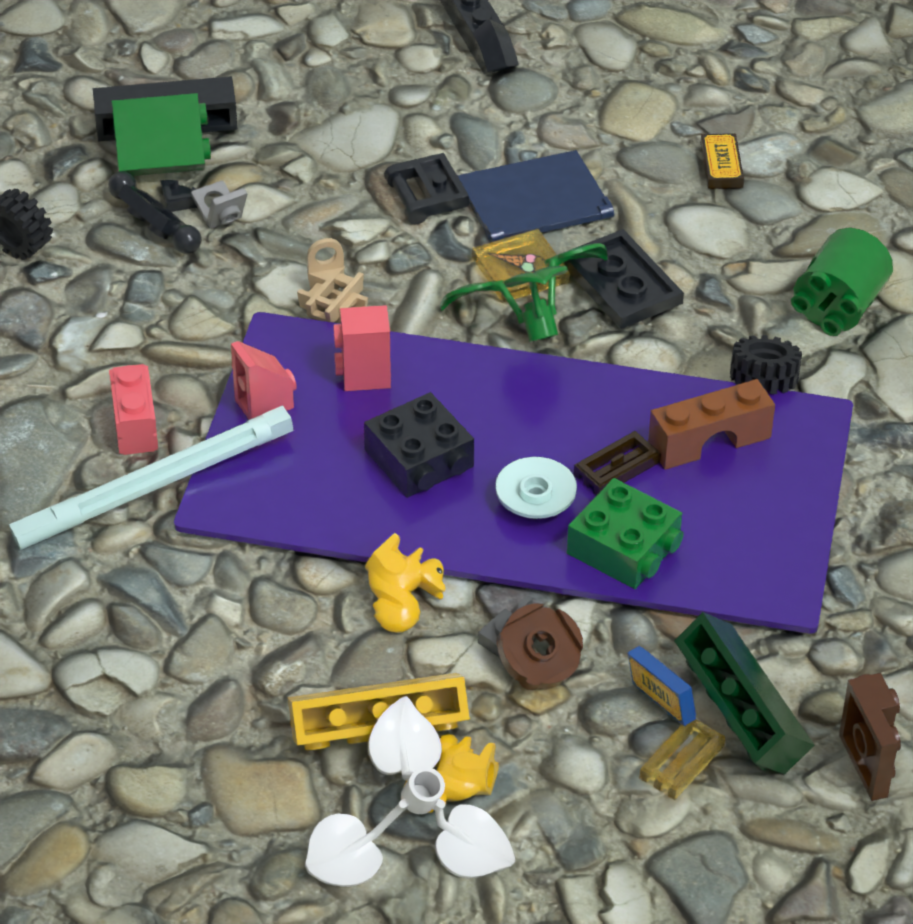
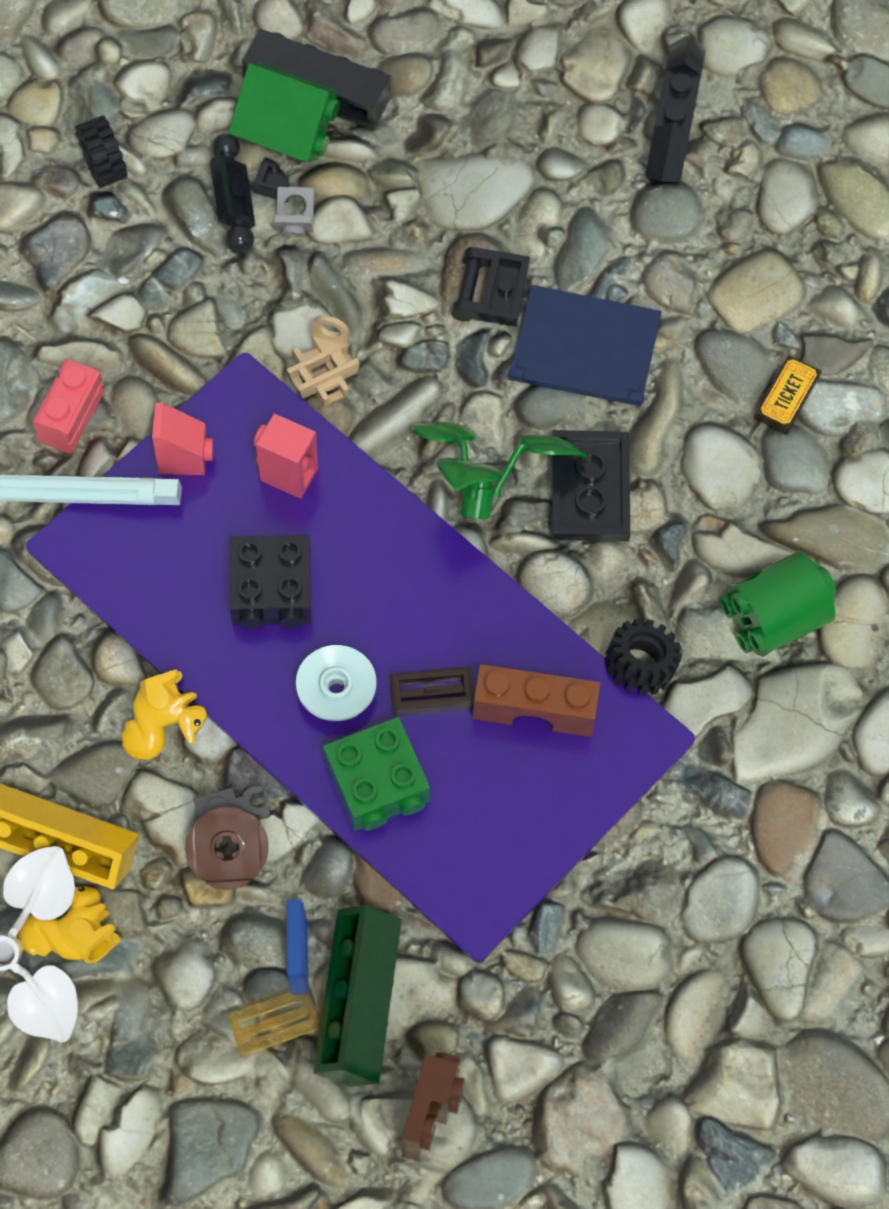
camera: 30 degrees right, 20 degrees up
(516, 256) = (510, 412): clear yellow tile -> none

